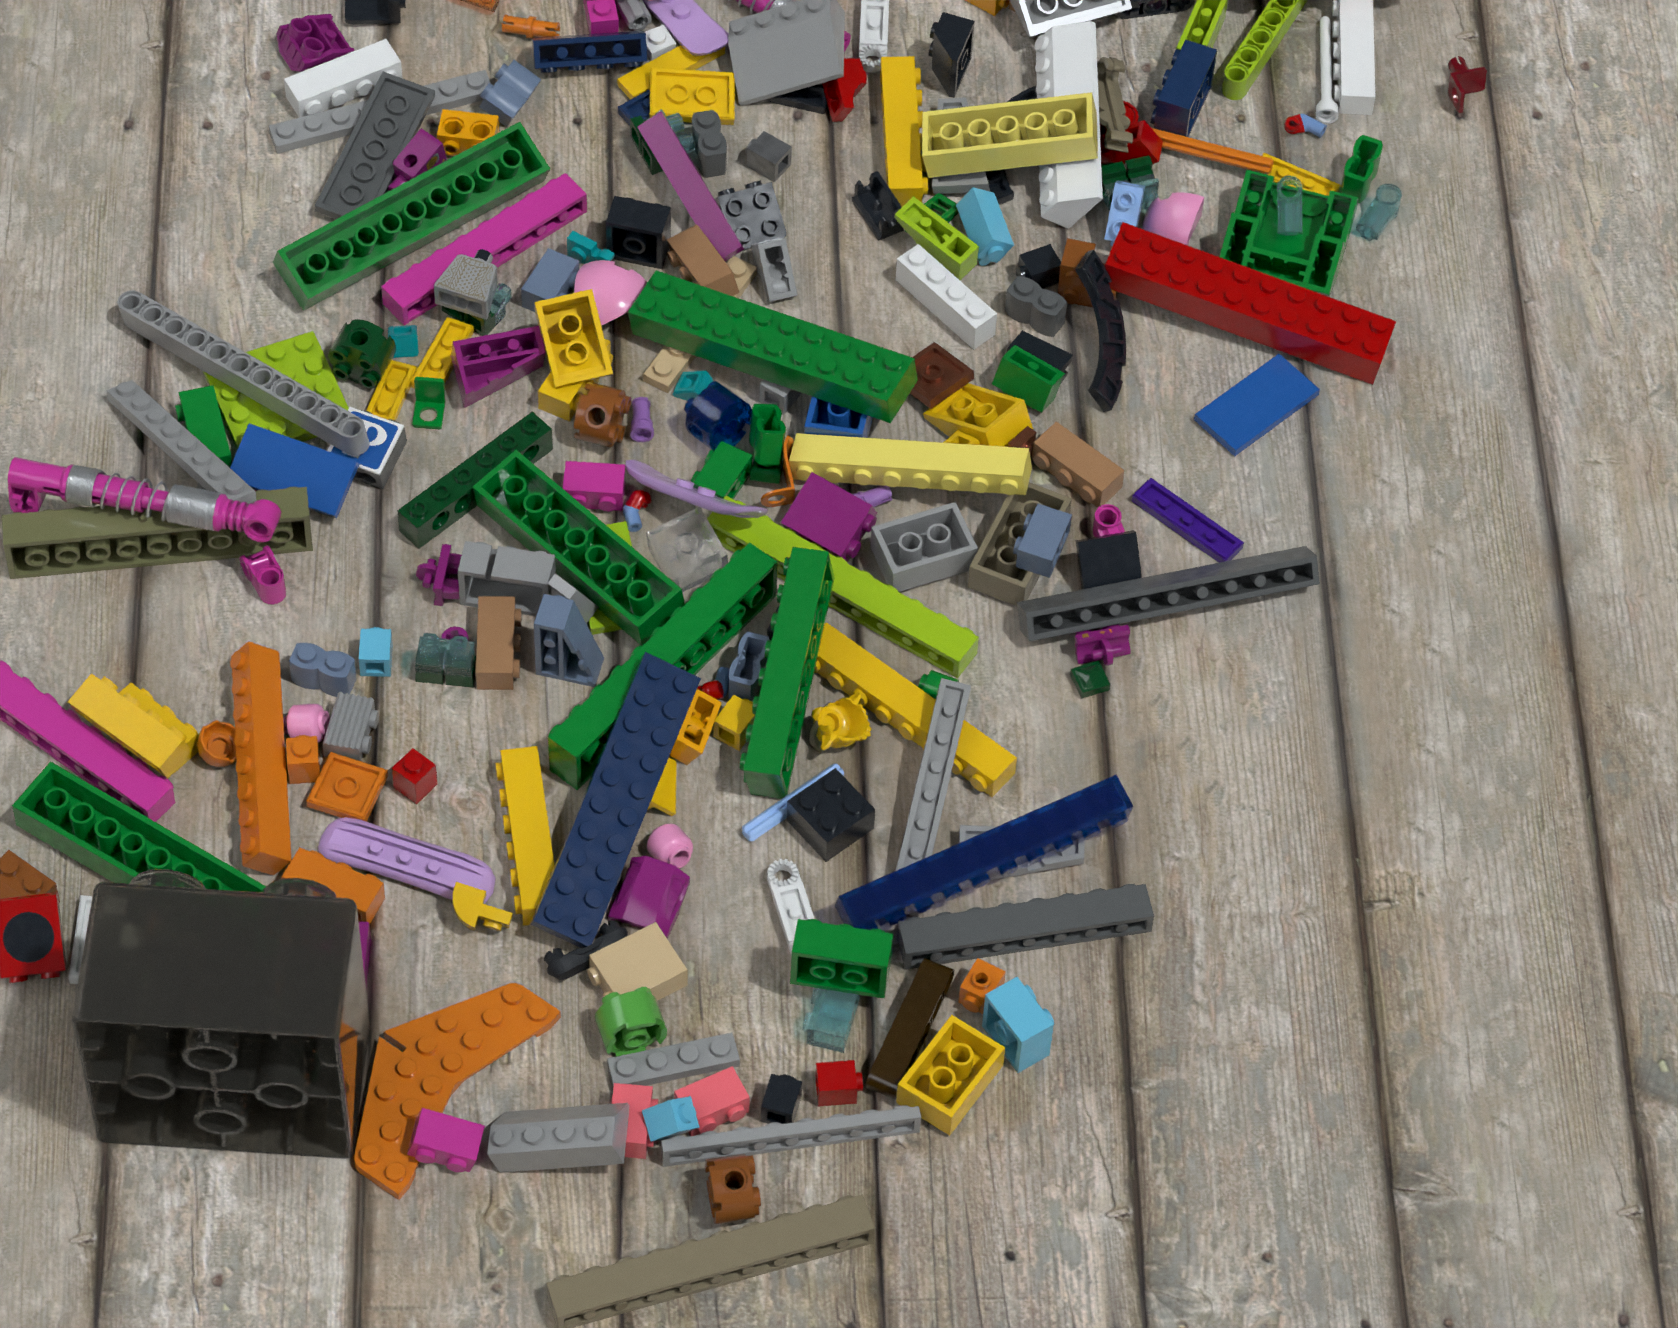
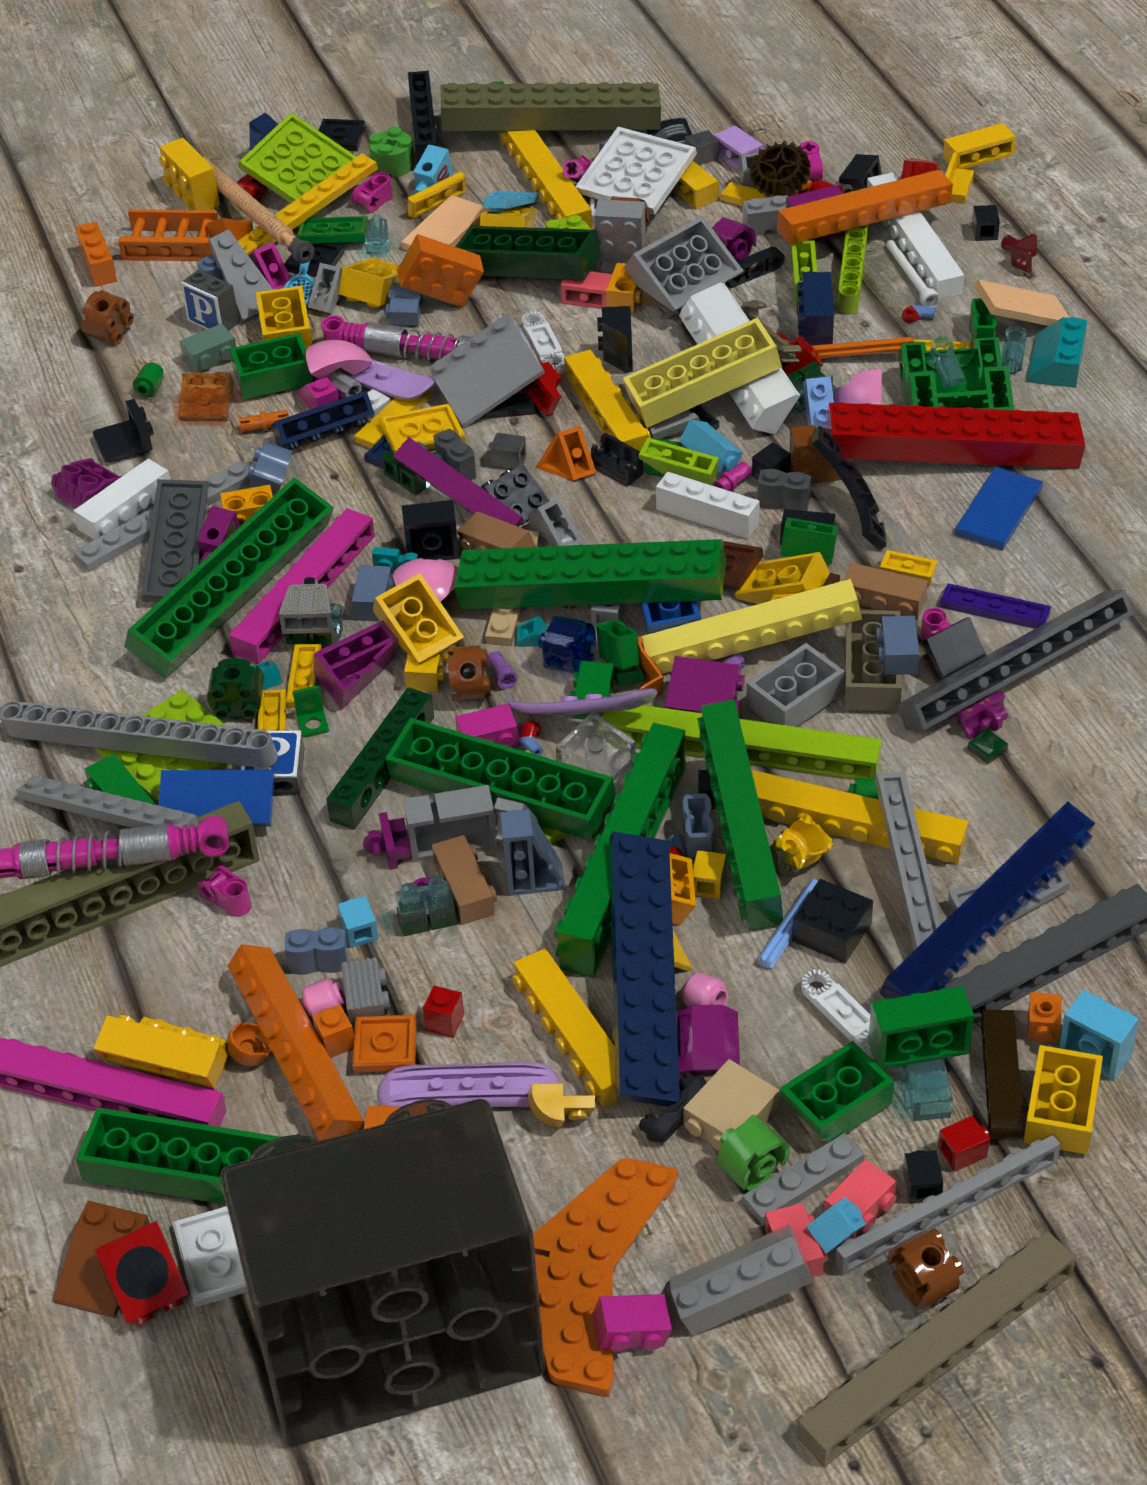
camera: 15 degrees left, 10 degrees down
(741, 992) = (839, 1092): none -> green brick
(829, 184) = (568, 455): none -> orange slope
(988, 271) = (729, 480): none -> dark pink pin
(1119, 444) = (909, 565): none -> yellow plate
(1418, 159) = (1020, 303): none -> light nougat tile
(1429, 233) = (1058, 353): none -> teal slope
(1444, 30) = (985, 222): none -> black brick

